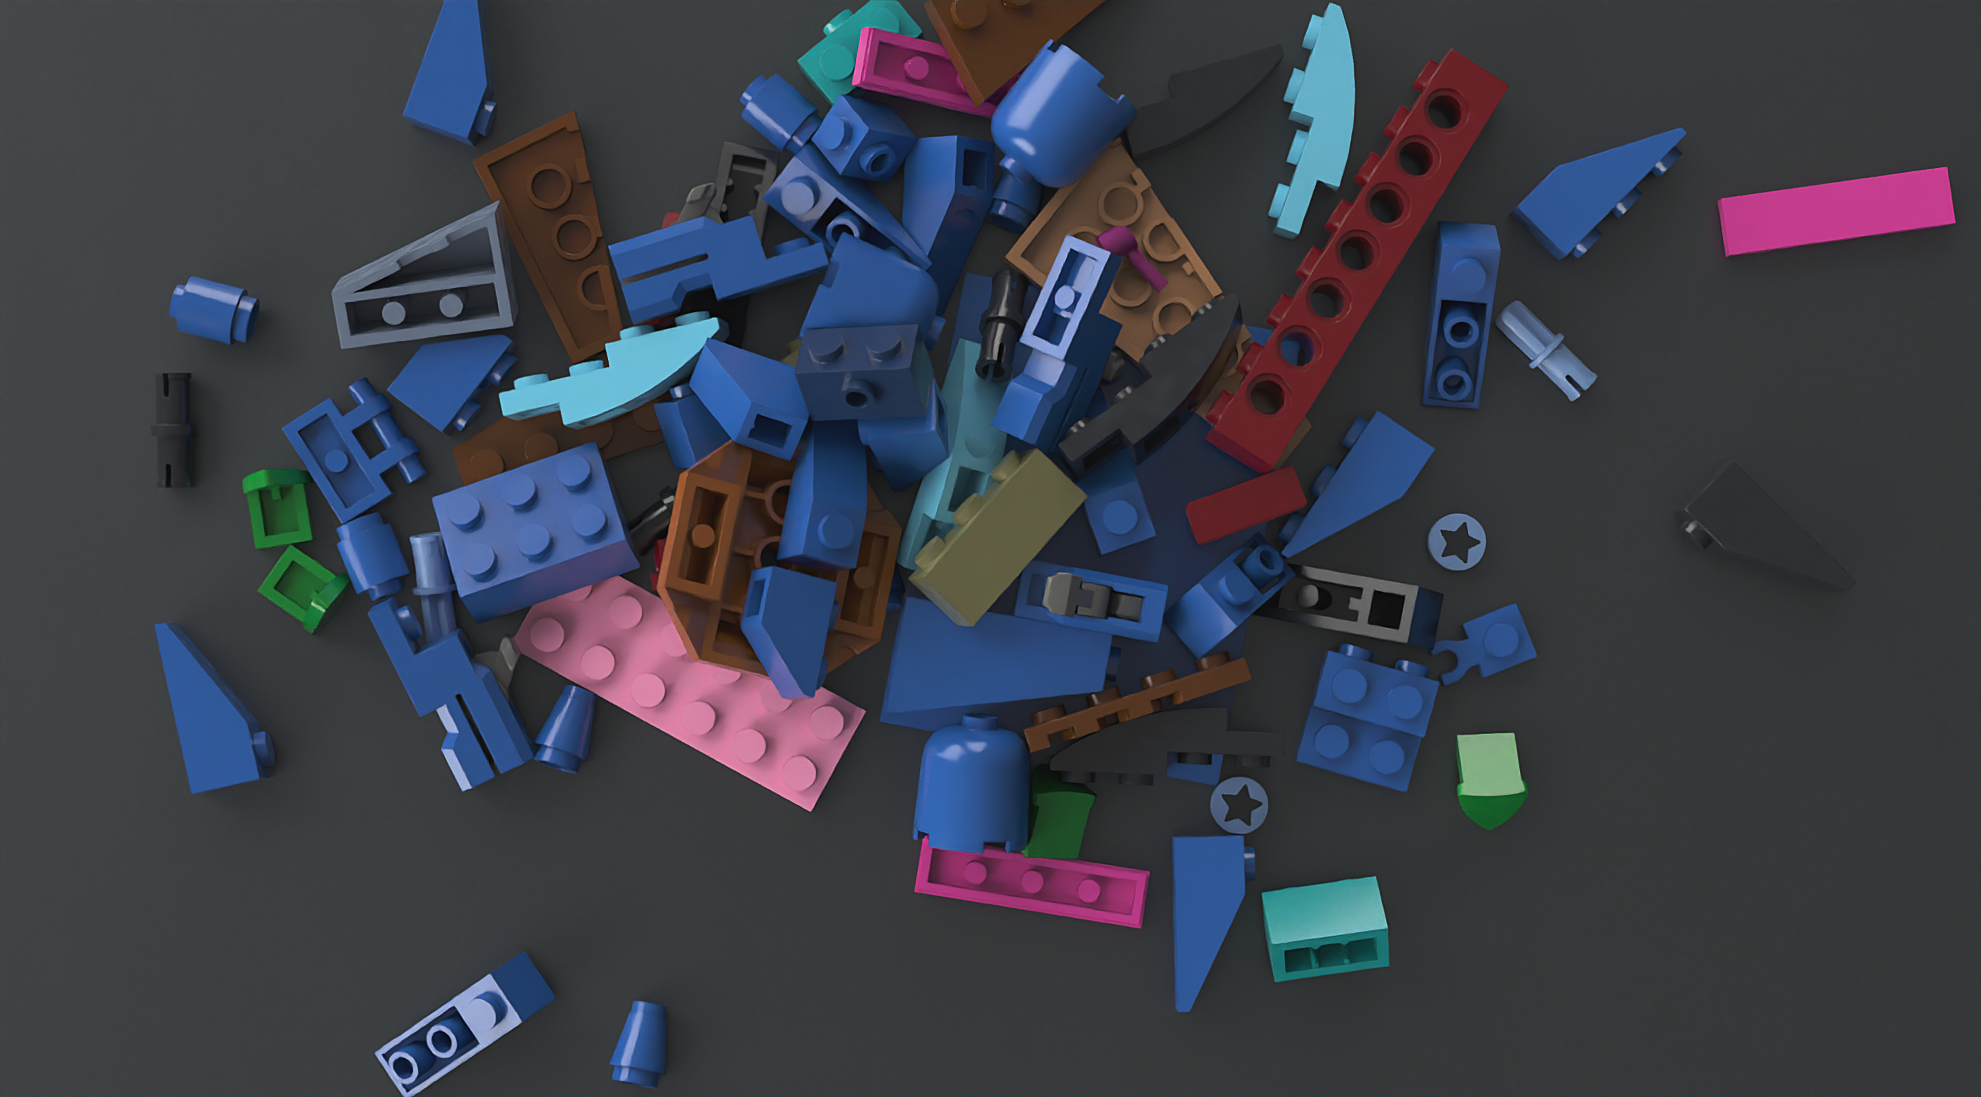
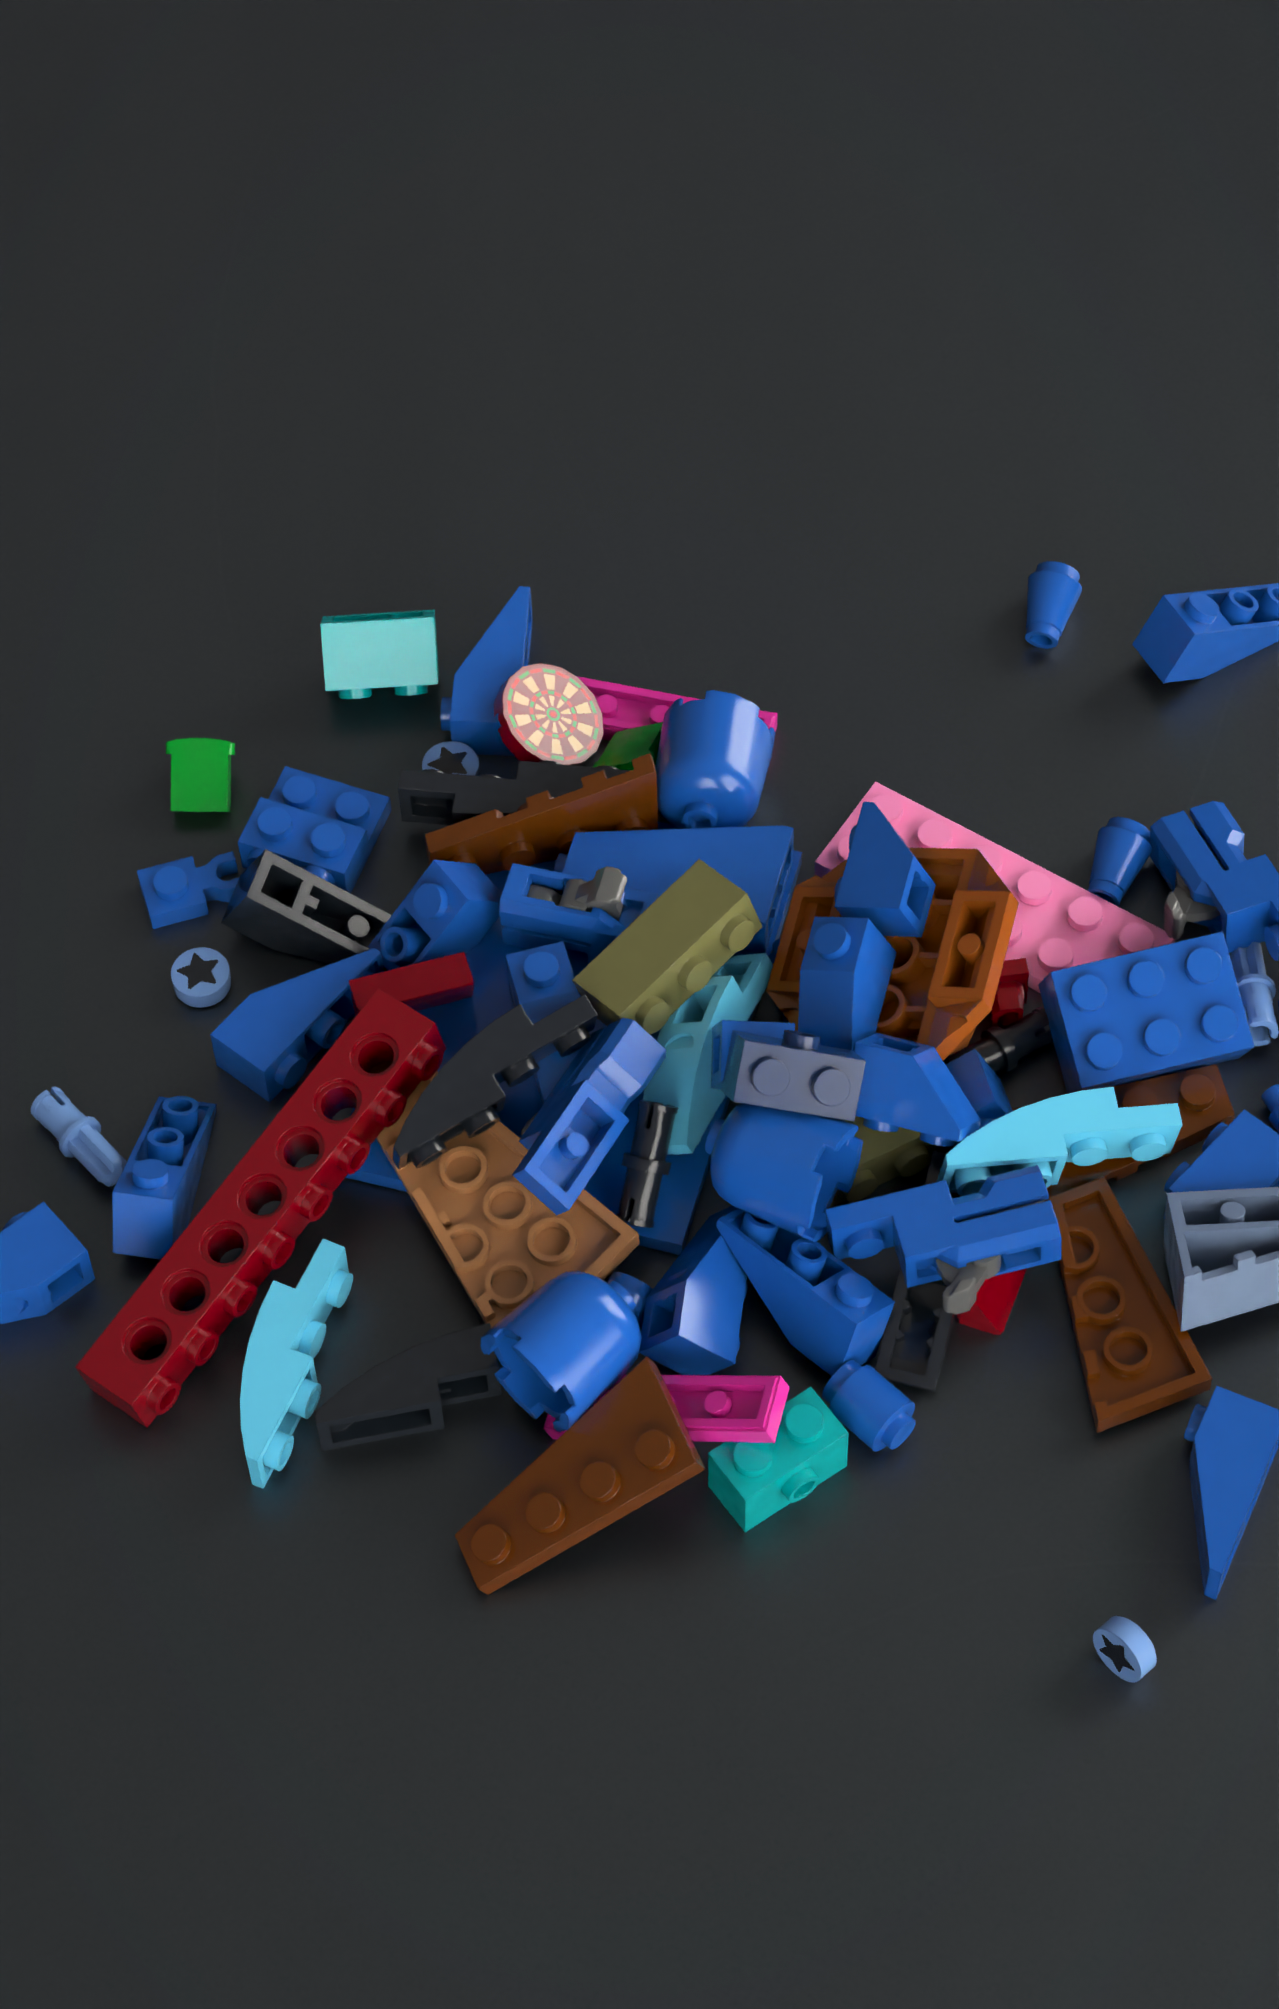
camera: 175 degrees left, 30 degrees down
(864, 138) = (784, 1349): blue brick -> none
(1122, 243) = (515, 1232): magenta hand -> none
(1143, 845) = (548, 716): none -> tile

